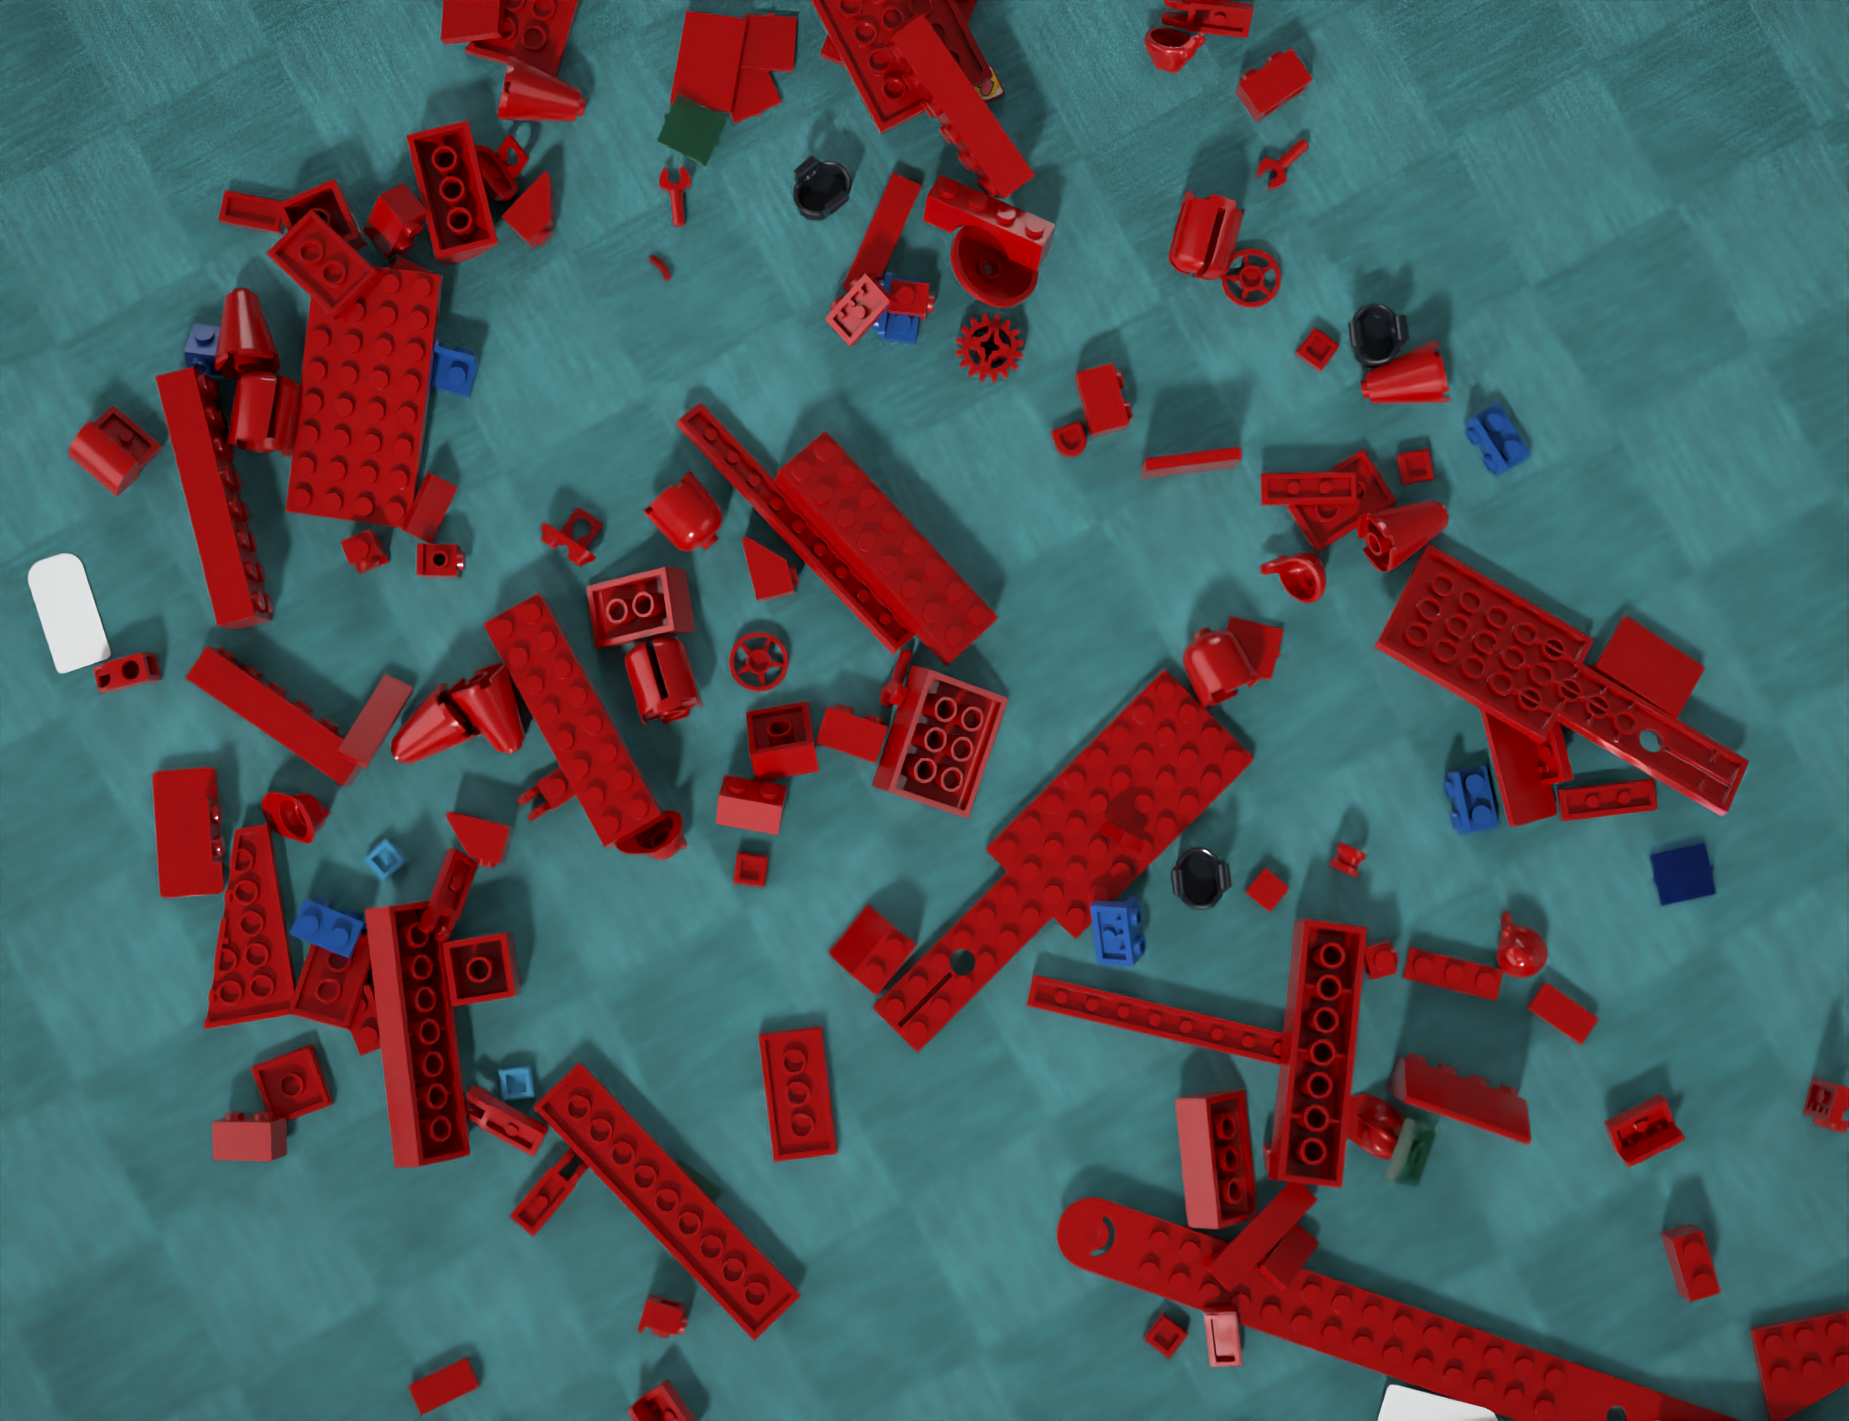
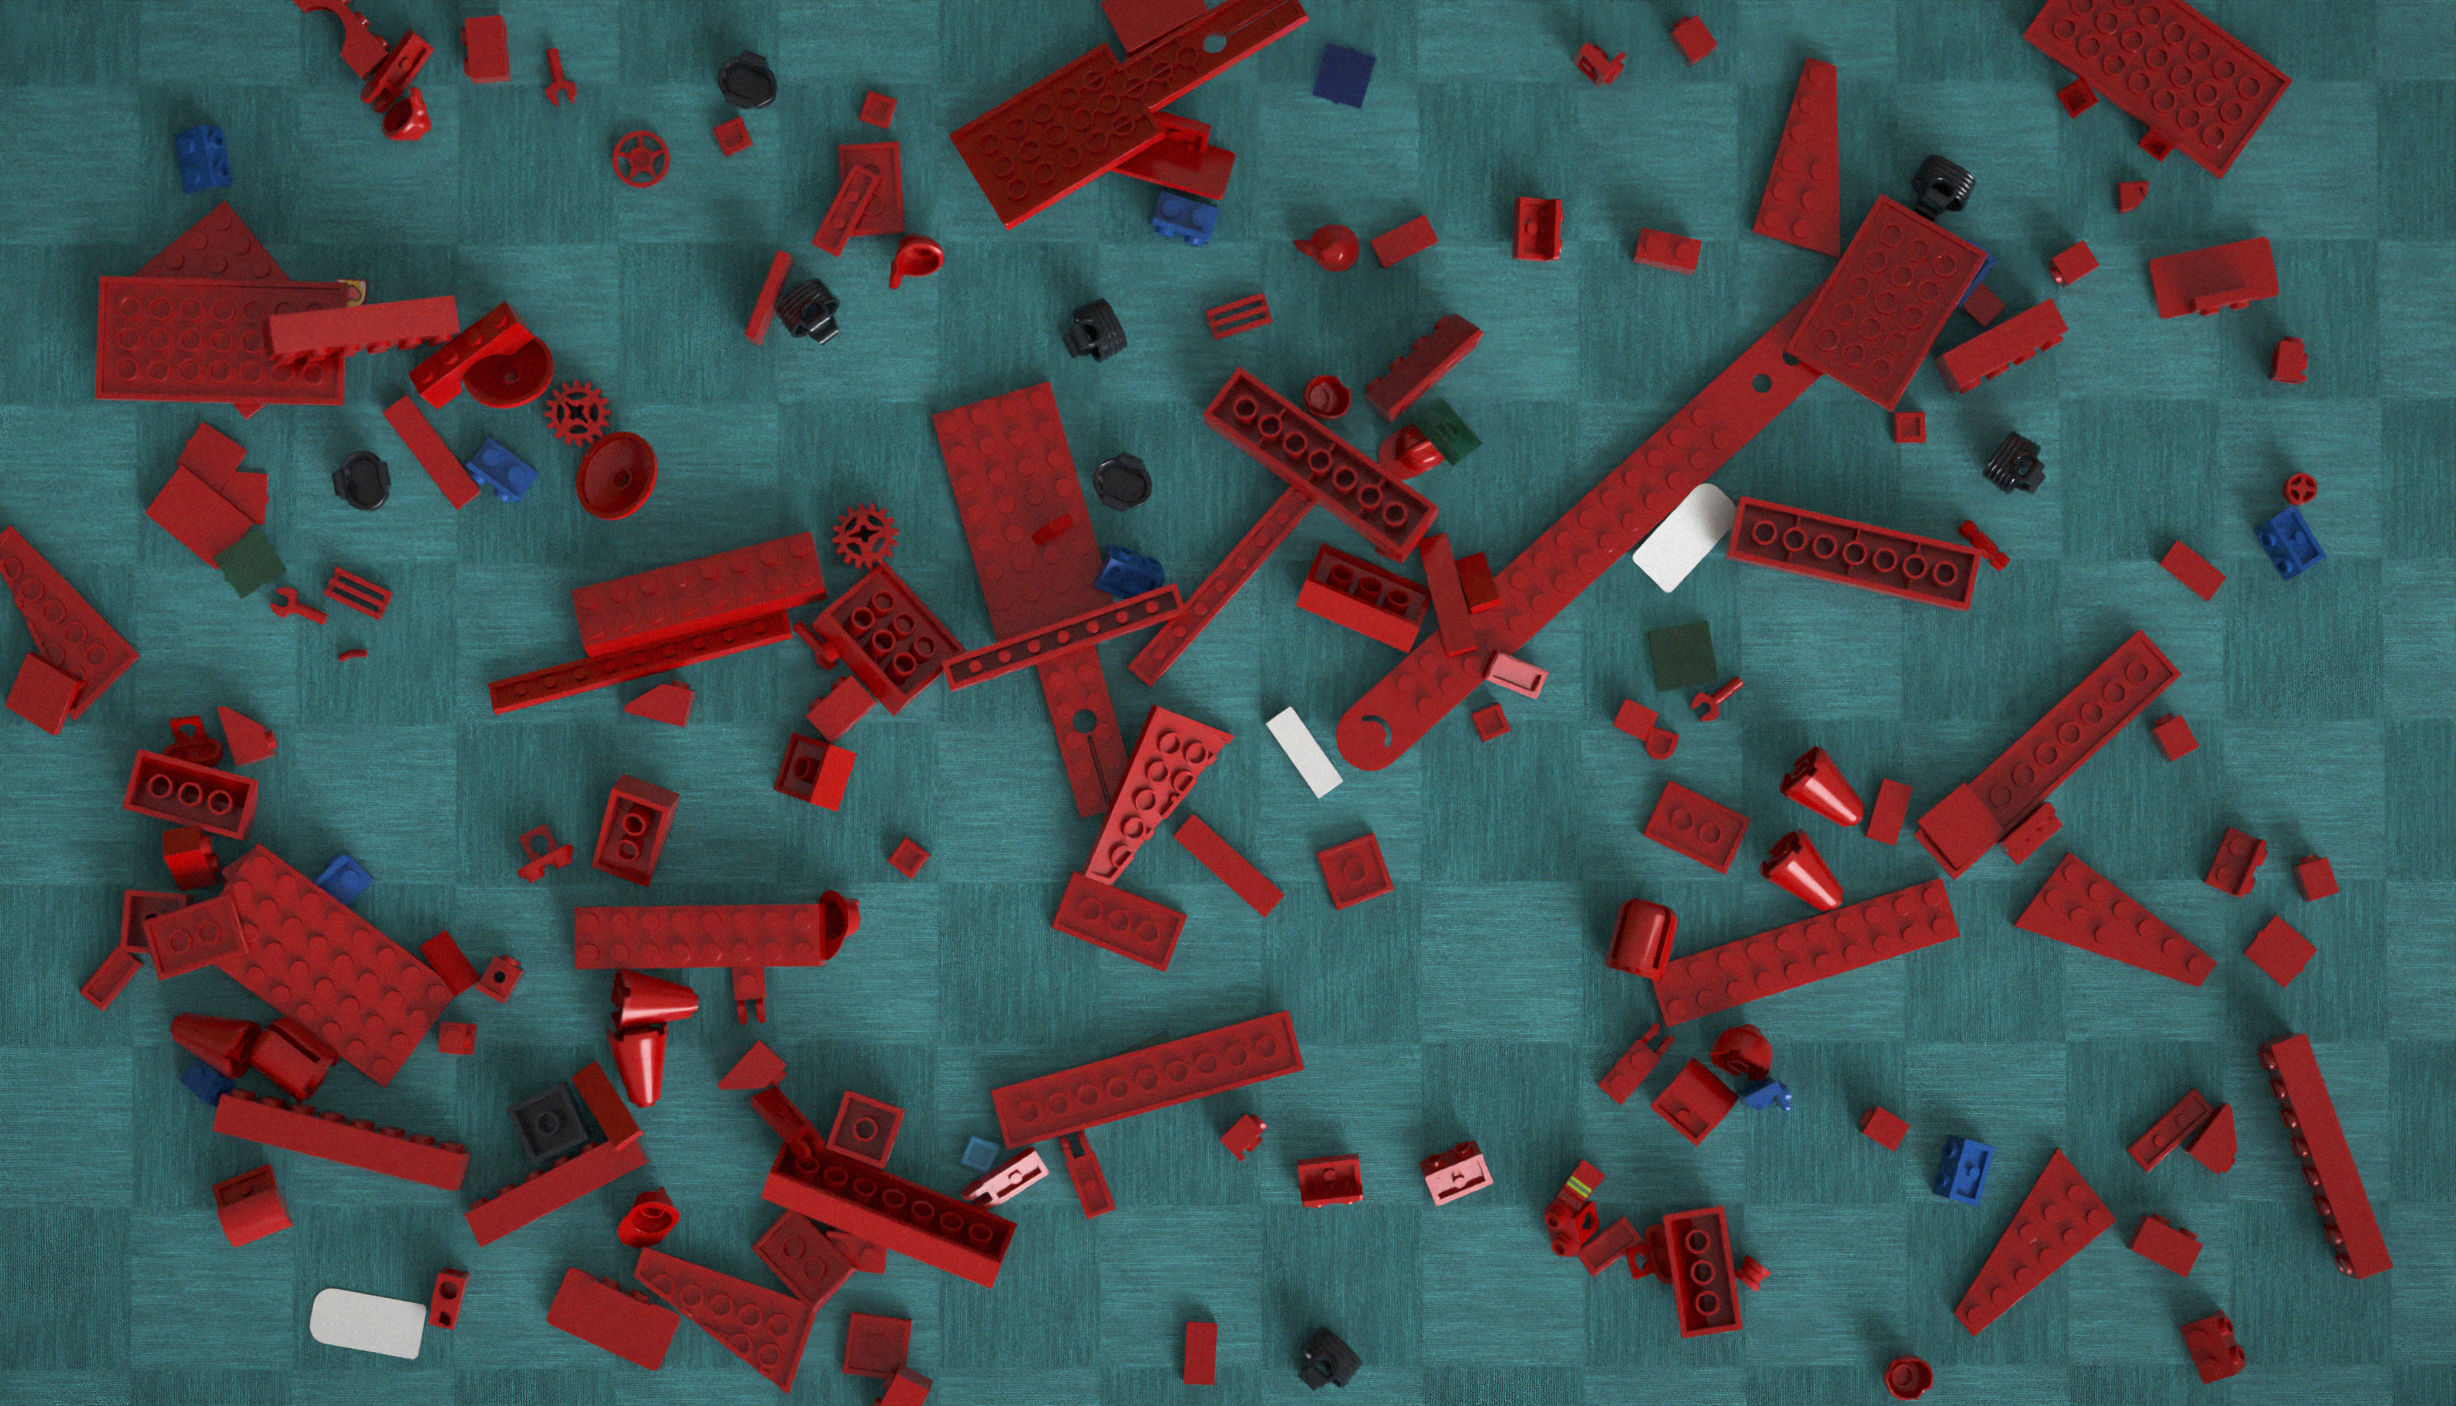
camera: 65 degrees left, 0 degrees up
(328, 927) = (760, 1240): blue bracket -> none
(332, 677) = (549, 1122): none -> black brick
(386, 859) = (730, 1163): dark azure tile -> none
(537, 95) = (147, 679): red cone -> none
(677, 678) = (711, 828): red cylinder -> none
(687, 514) = (578, 746): red cylinder -> none
(716, 214) = (334, 582): none -> red tile
(751, 804) = (853, 826): brick -> none
(758, 661) = (736, 755): red wheel -> none
(860, 308) = (483, 503): bracket -> none
(872, 949) = (1032, 791): red slope -> none
(902, 1166) = (1228, 865): none -> red tile
(911, 299) = (499, 457): red bracket -> none
(941, 1058) = (1155, 780): none -> red wing
(956, 404) = (608, 468): none -> red dish
(961, 1285) = (1355, 871): none -> red tile
(1011, 658) = (877, 533): none -> red gear
(1029, 904) = (1063, 637): none -> red brick
(1044, 1179) = (1304, 752): none -> white tile
(1070, 439) = (693, 388): red tile -> none
(1103, 400) = (675, 342): red brick -> none
(1198, 504) = (808, 310): none -> black piece
(1205, 236) = (585, 179): red cylinder -> none
(1217, 666) = (953, 369): red cylinder -> none
(1259, 642) = (954, 333): red piece -> none
(1266, 889) = (1165, 432): red tile -> none
(1326, 779) = (1101, 325): none -> black piece
(1347, 859) = (1176, 350): red wheel -> none
(1380, 959) = (1274, 369): red brick -> none
(1381, 1022) = (1326, 398): none -> red hair
(1400, 531) = (925, 153): red cone -> none
(1409, 378) = (800, 74): red cone -> none
(1429, 917) = (1235, 305): none -> red tile
(1452, 973) = (1320, 315): red plate -> none
(1496, 439) = (893, 29): blue bracket -> none
(1606, 799) = (1247, 105): red tile -> none

